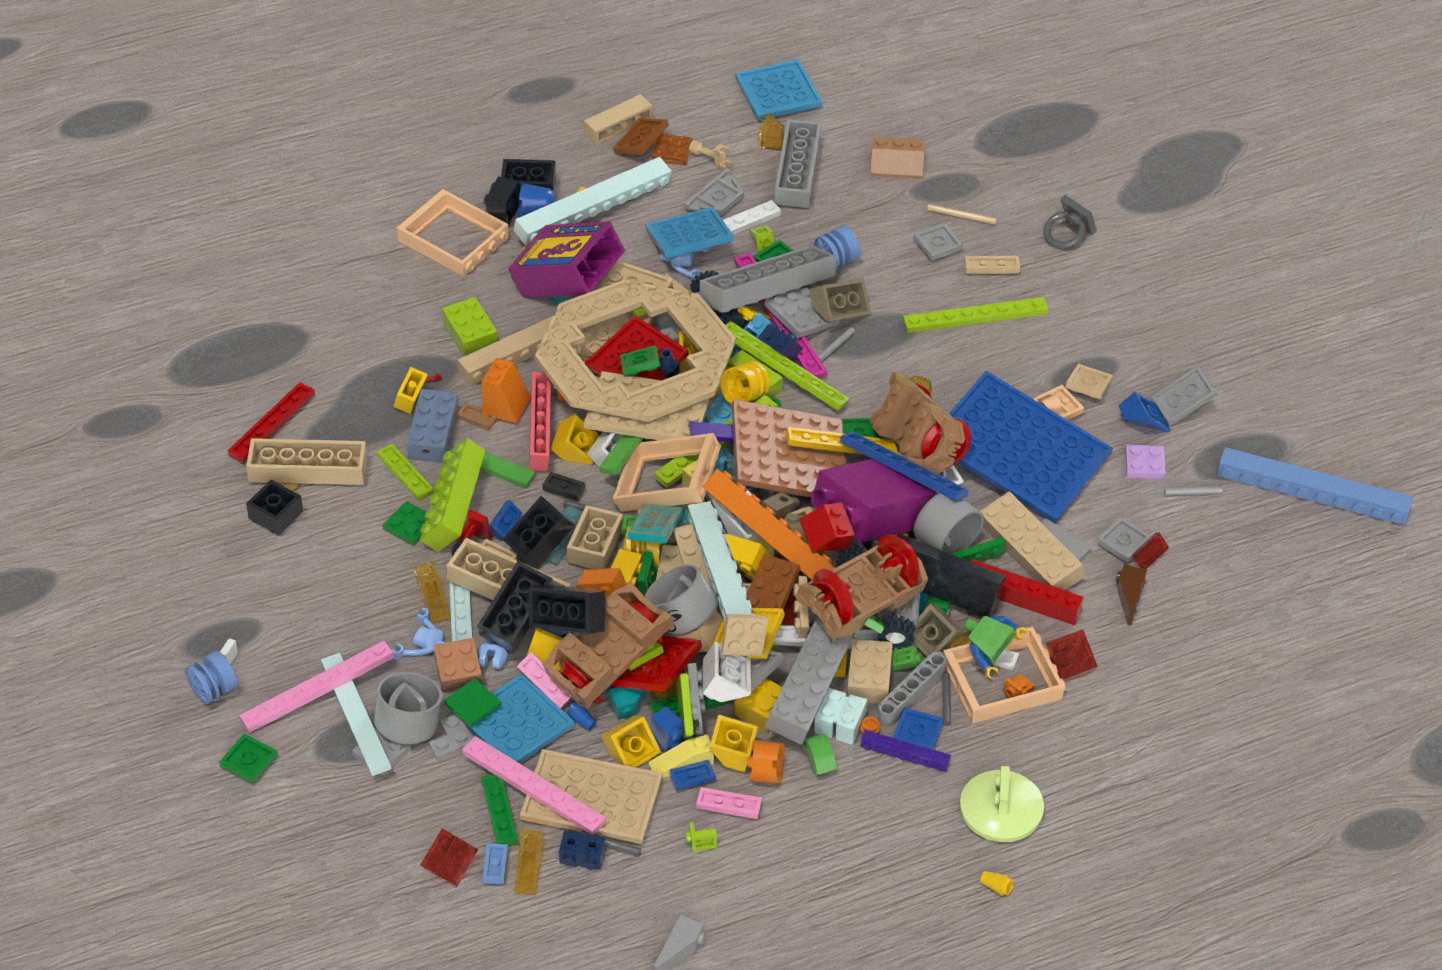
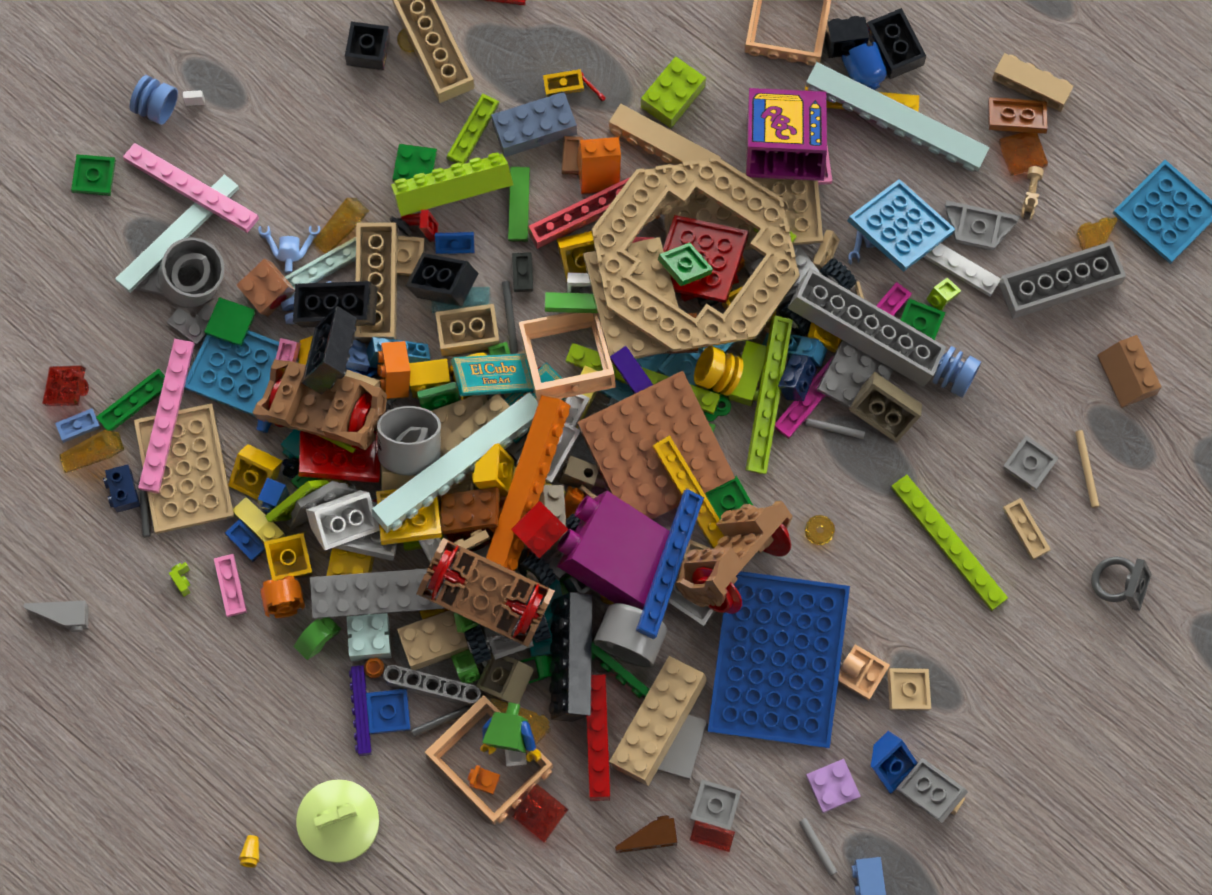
camera: 65 degrees right, 25 degrees up
(645, 711) = (290, 472): none -> black plate
(667, 362) = (695, 290): dark blue cone -> none
(744, 634) = (375, 515): tan plate -> none

